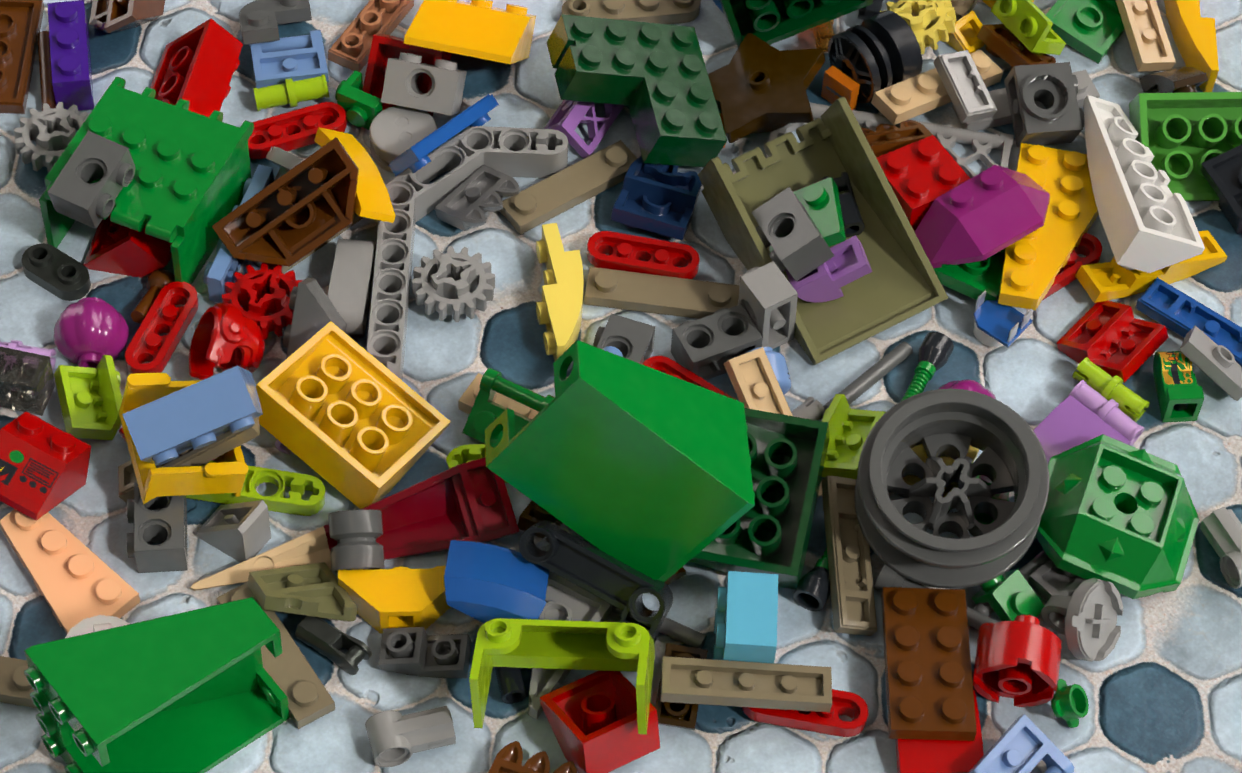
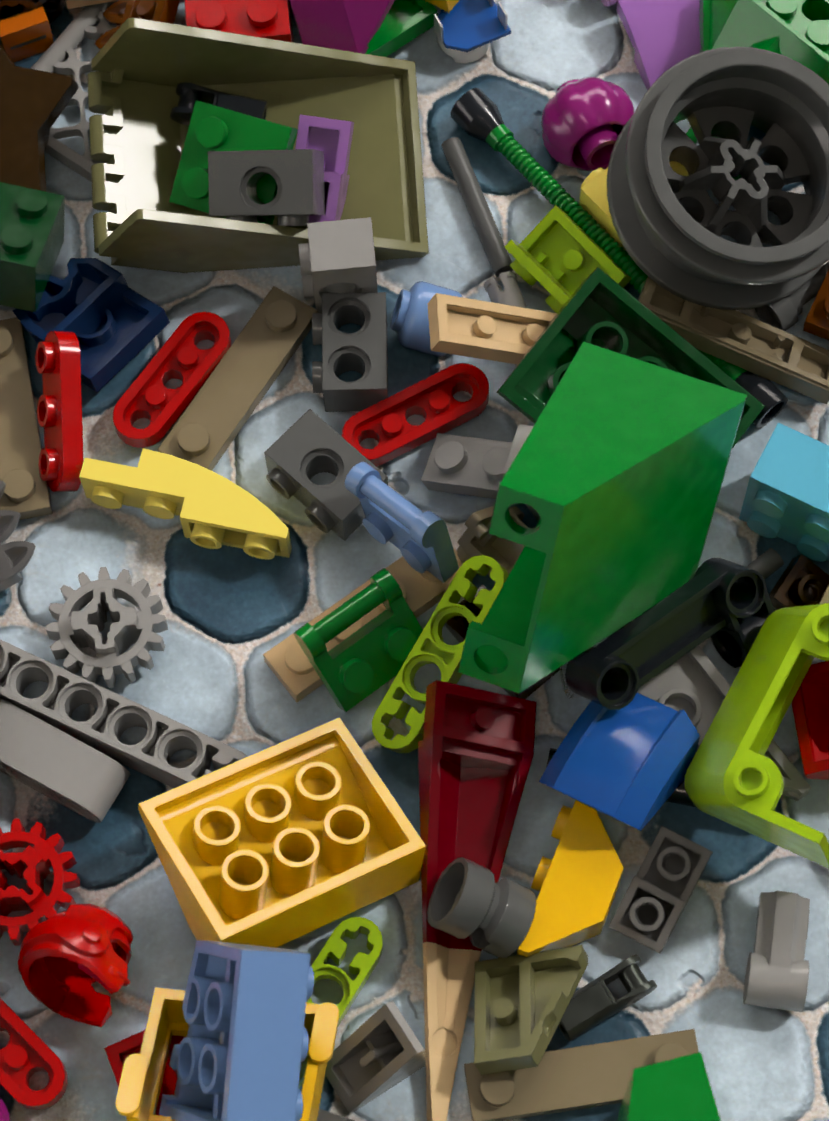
camera: 60 degrees left, 15 degrees up
(310, 315) = (108, 830): dark grey slope -> none
(584, 199) = (60, 411): none -> red plate

